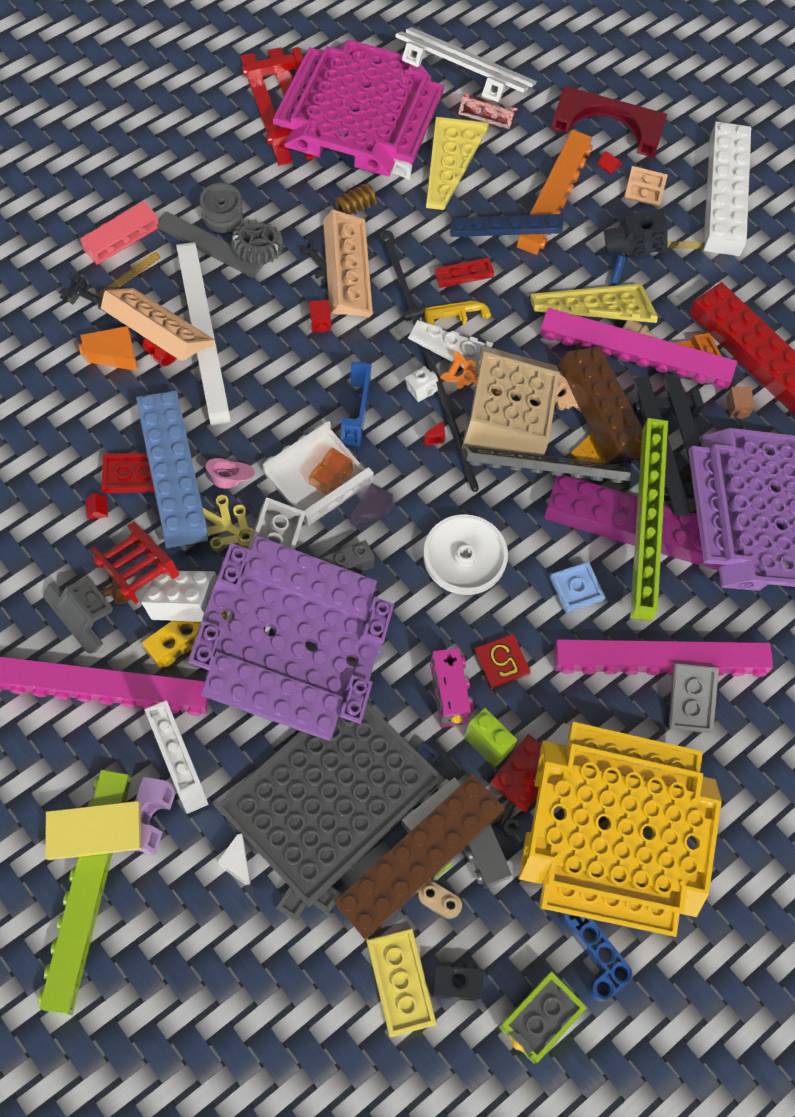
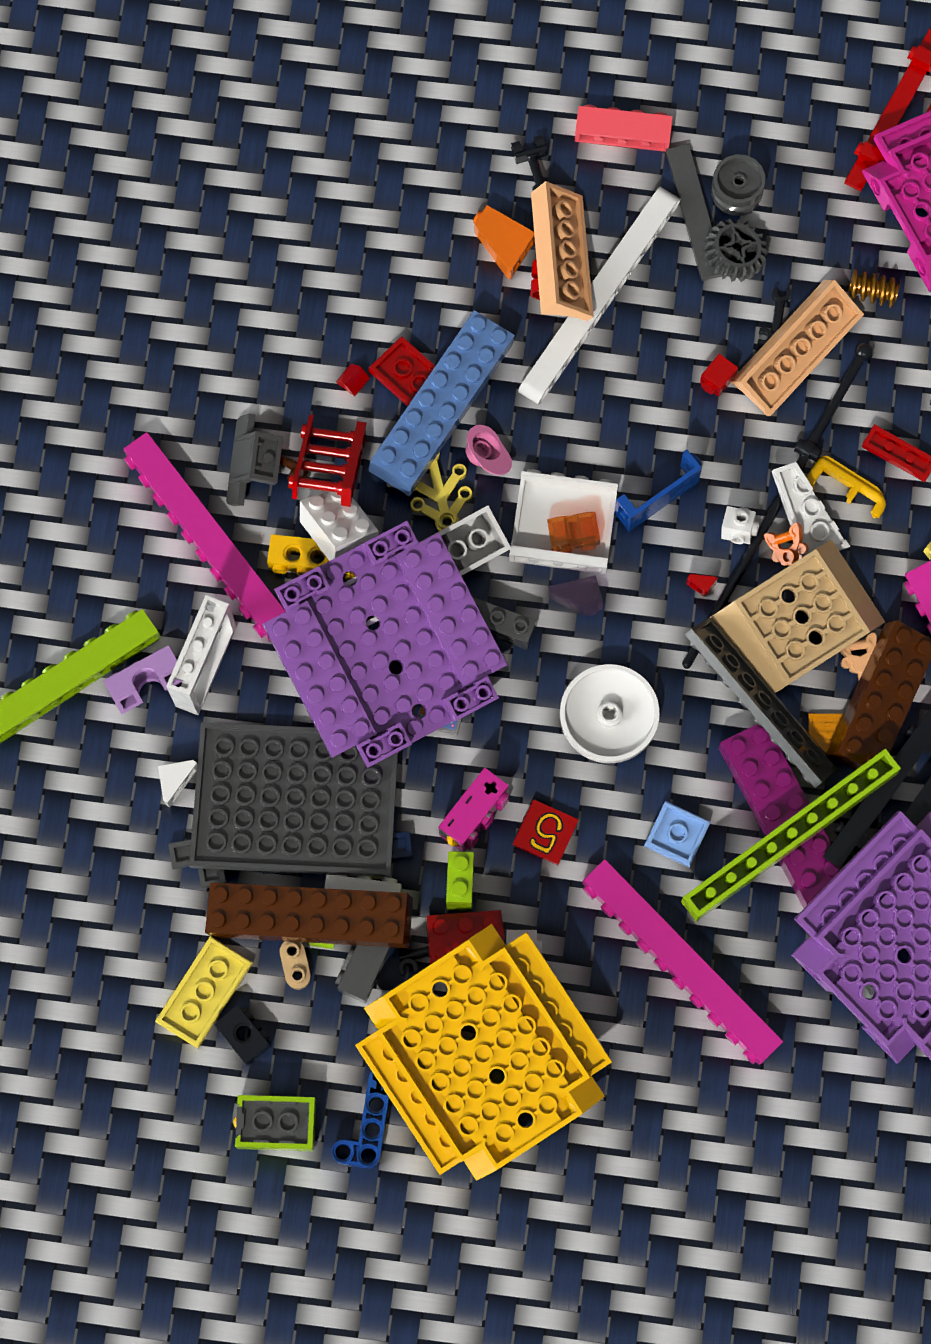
camera: 55 degrees right, 10 degrees up
(93, 830) = (91, 651): light yellow tile -> none
(131, 273) = (591, 178): clear yellow bar -> none
(693, 698) = (667, 1018): light grey tile -> none

